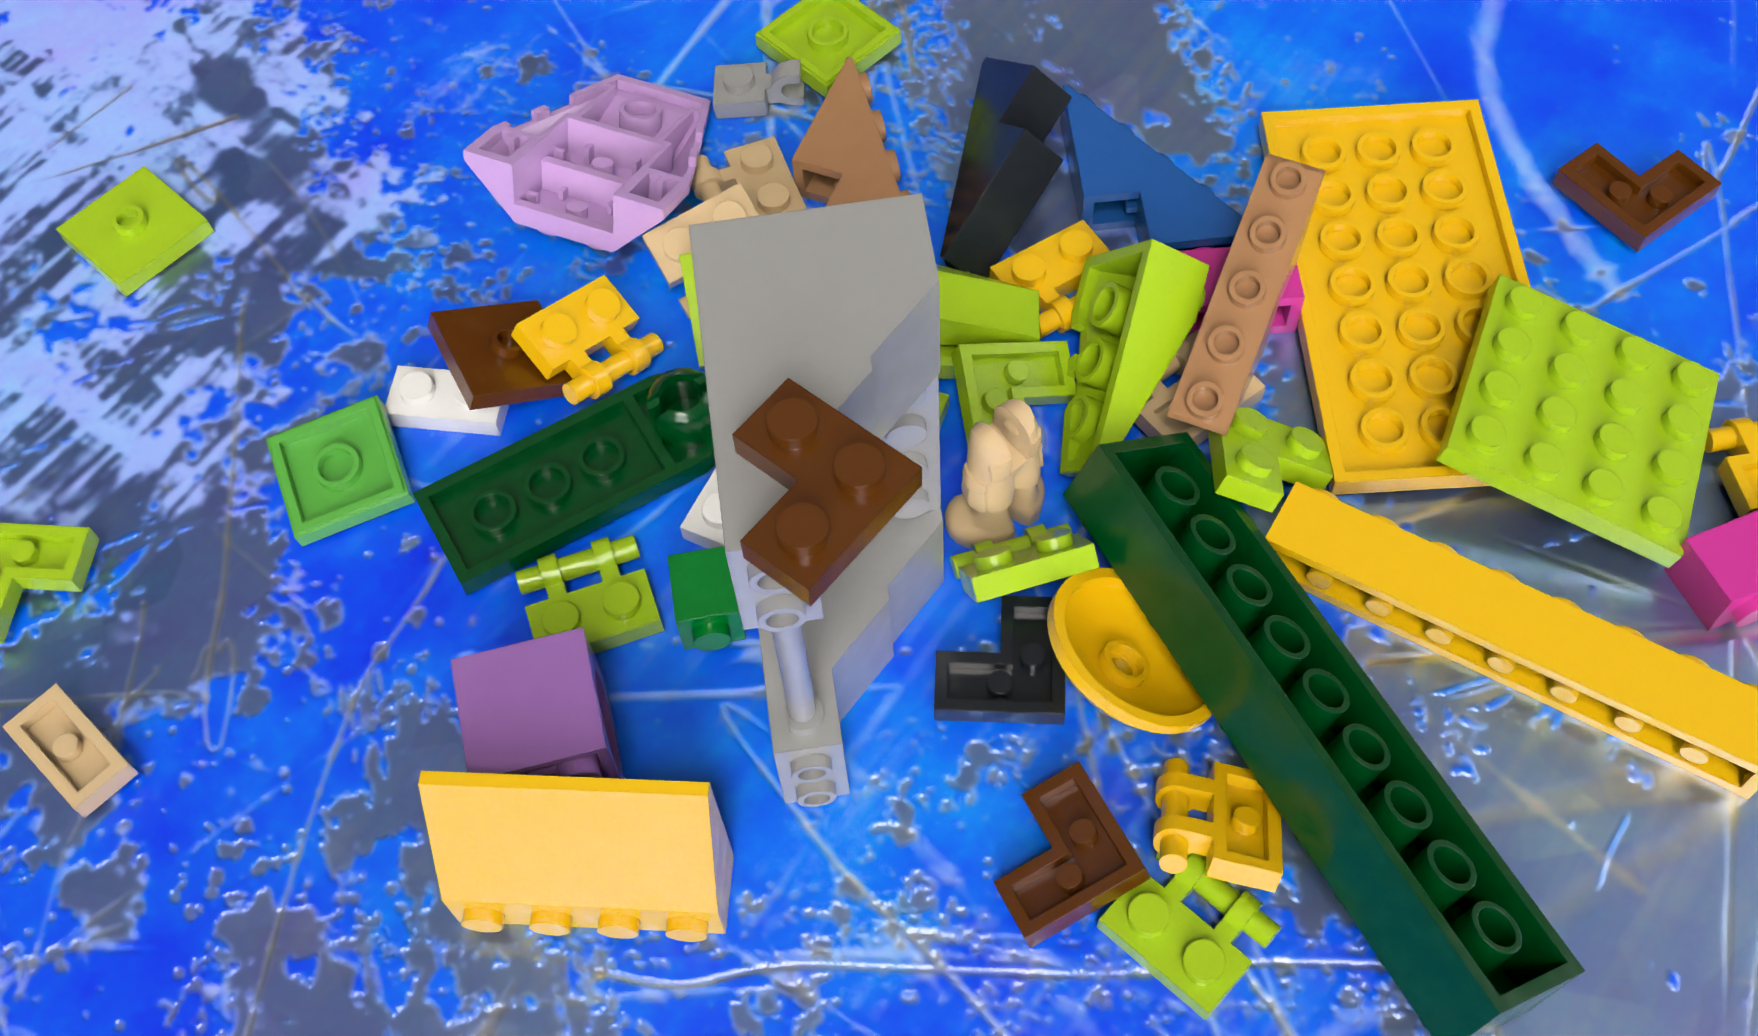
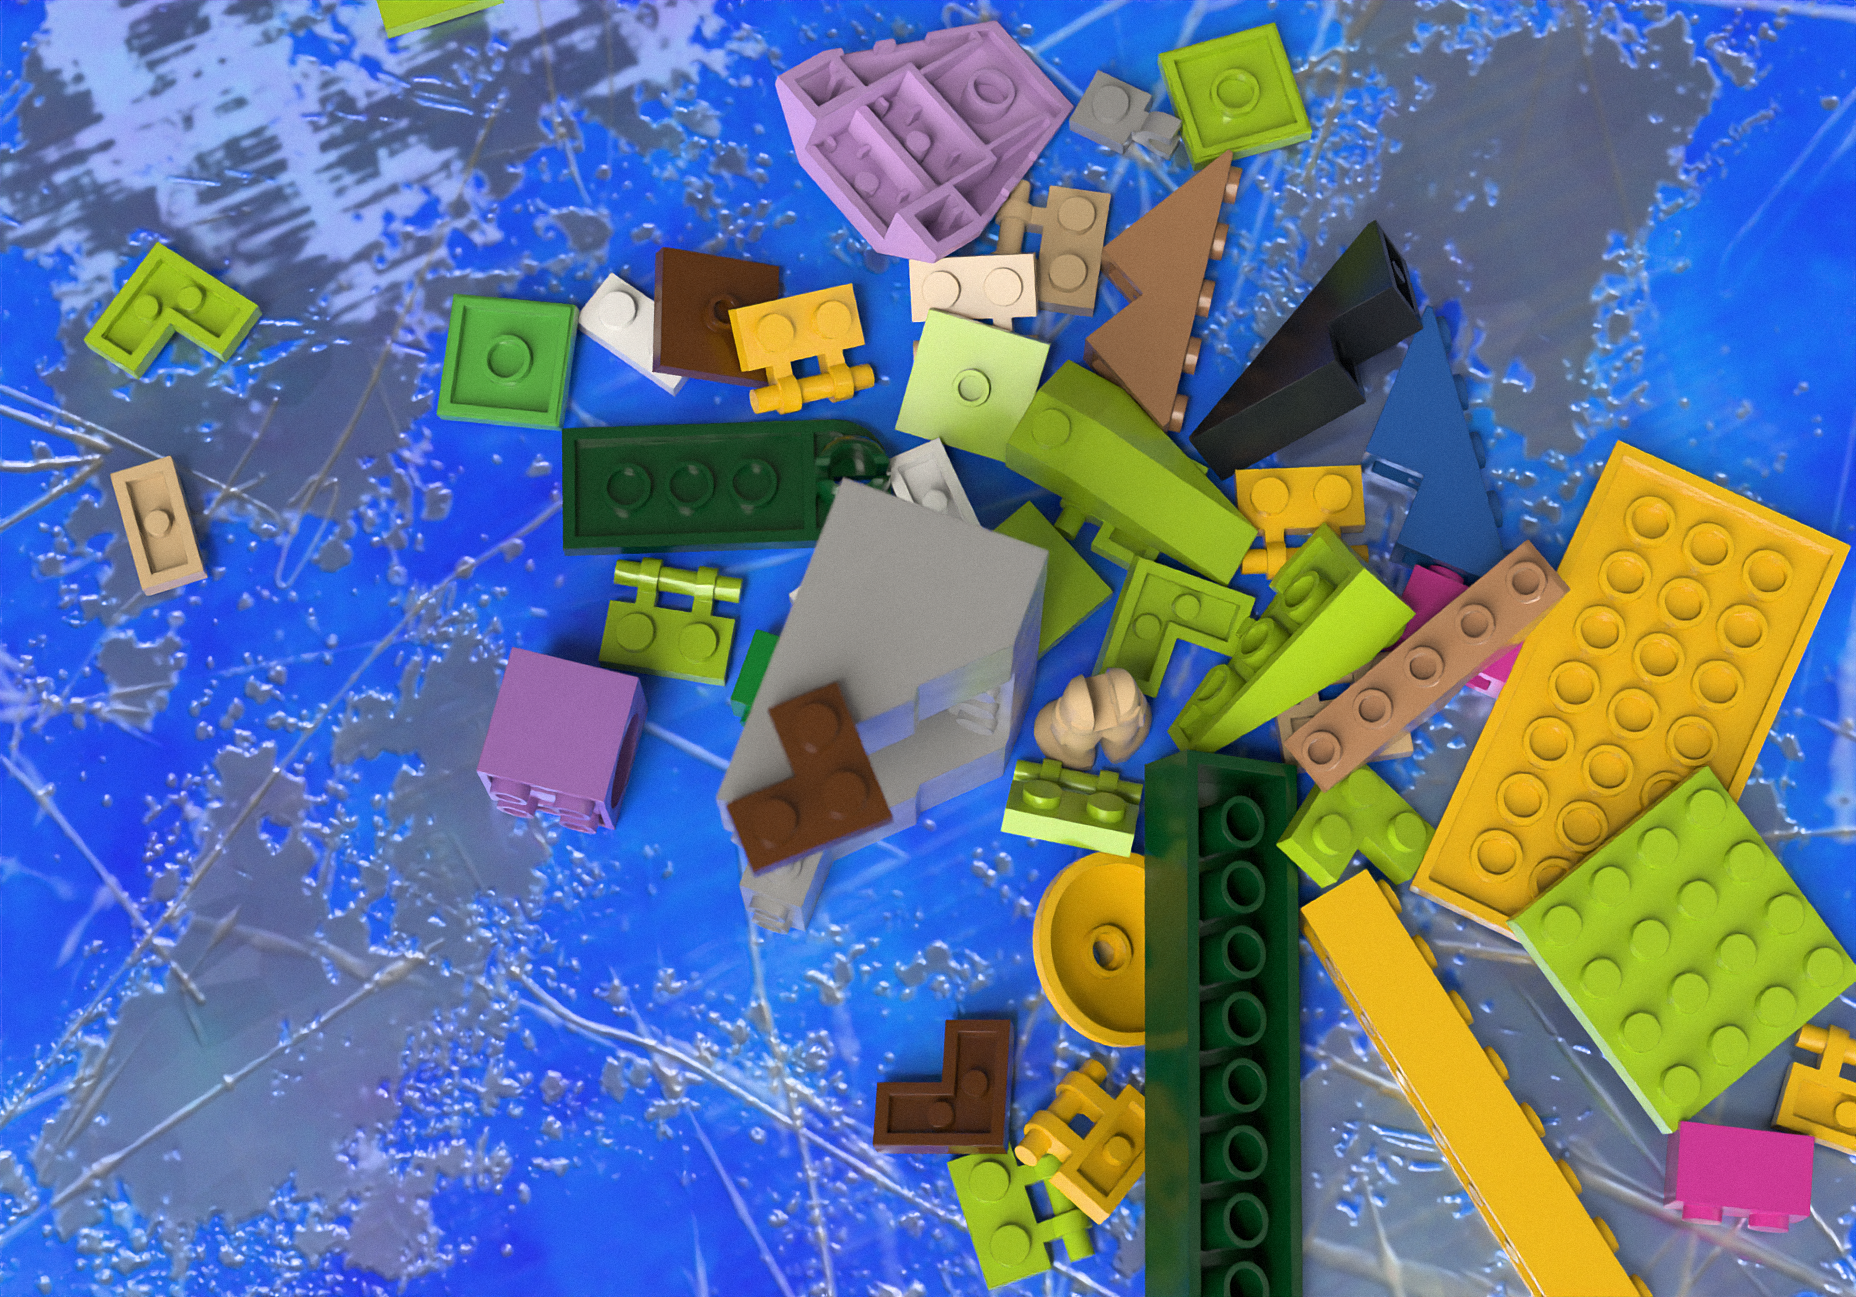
camera: 25 degrees right, 15 degrees up
(579, 853) = (540, 881): yellow slope -> none
(1008, 686) = (991, 911): black plate -> none

